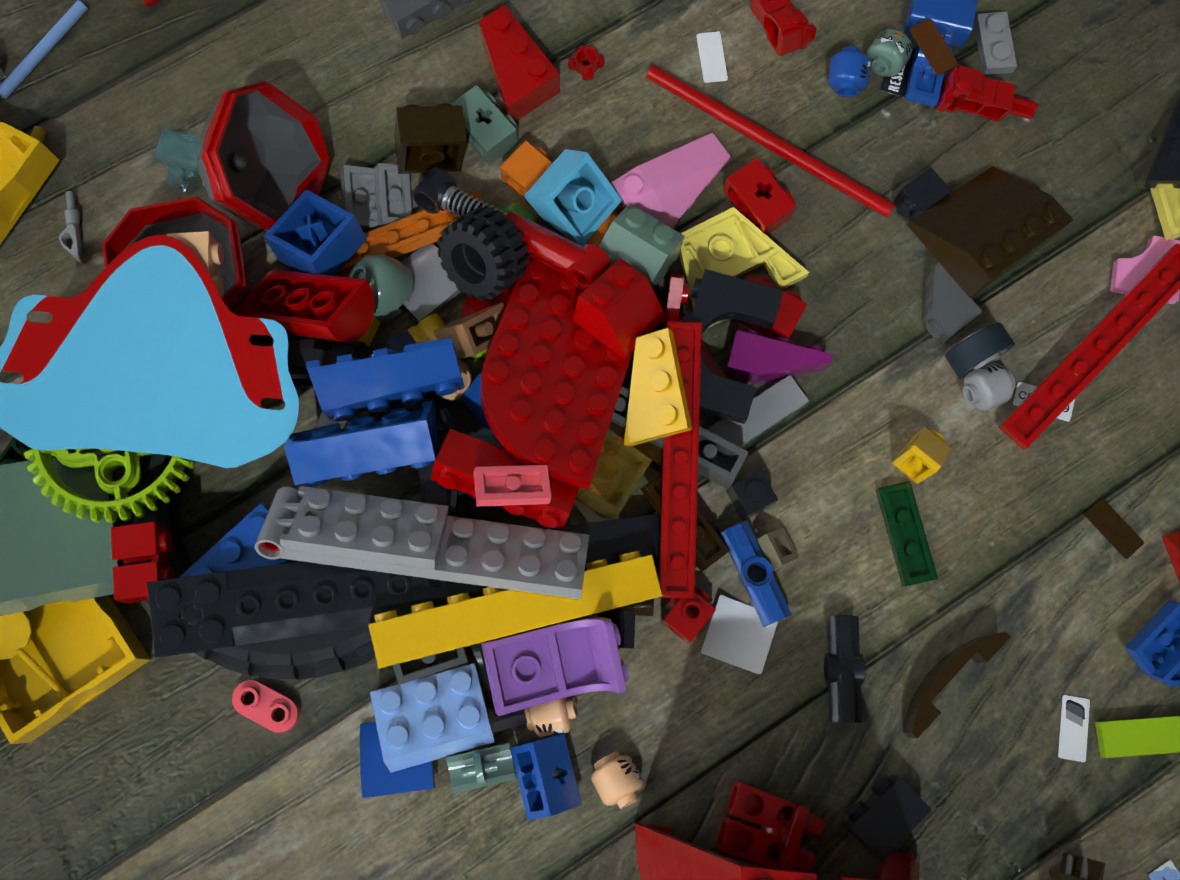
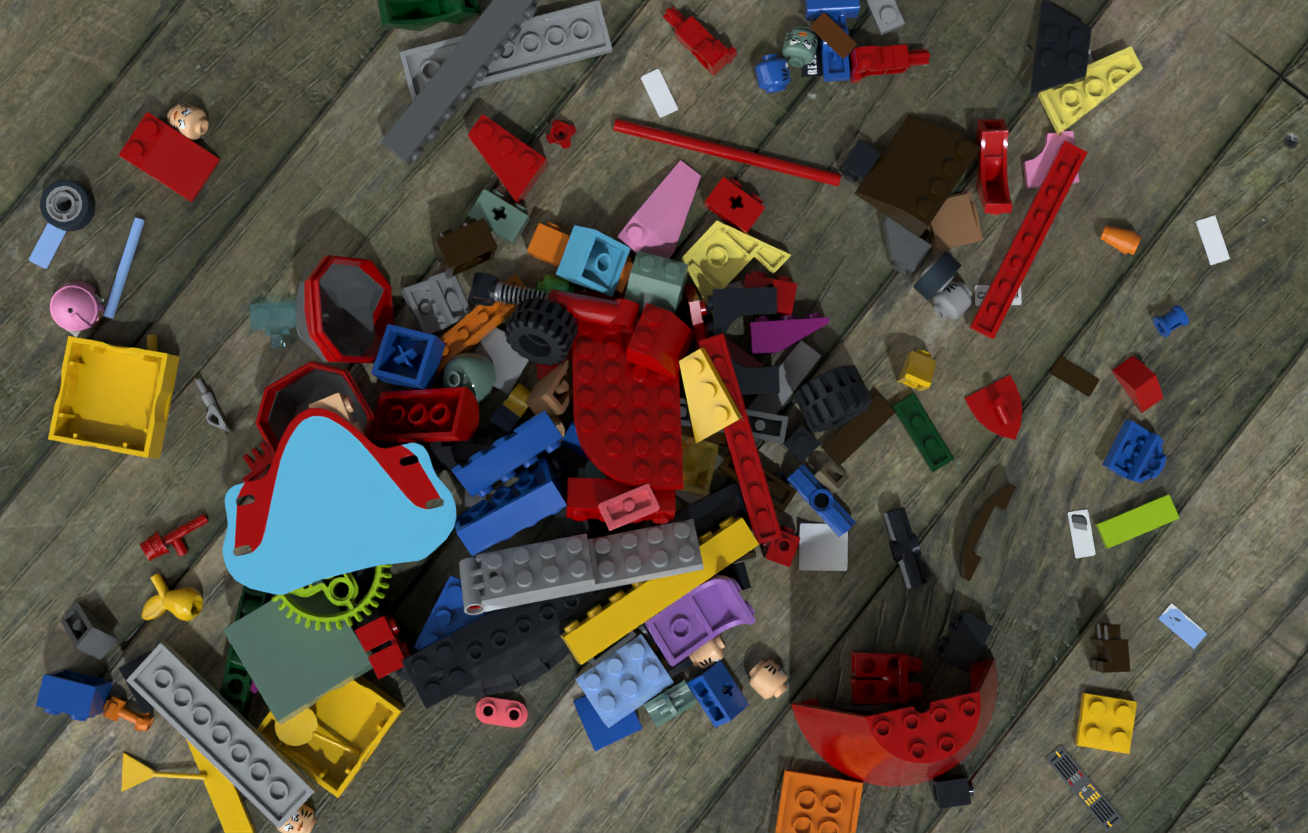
camera: 15 degrees left, 10 degrees up
(811, 449) = (833, 398): none -> black wheel
(827, 504) = (858, 431): none -> dark brown tile
(1008, 535) = (998, 407): none -> red shield
(1015, 301) = (955, 223): none -> medium nougat piece
(1078, 256) = (992, 167): none -> red arch

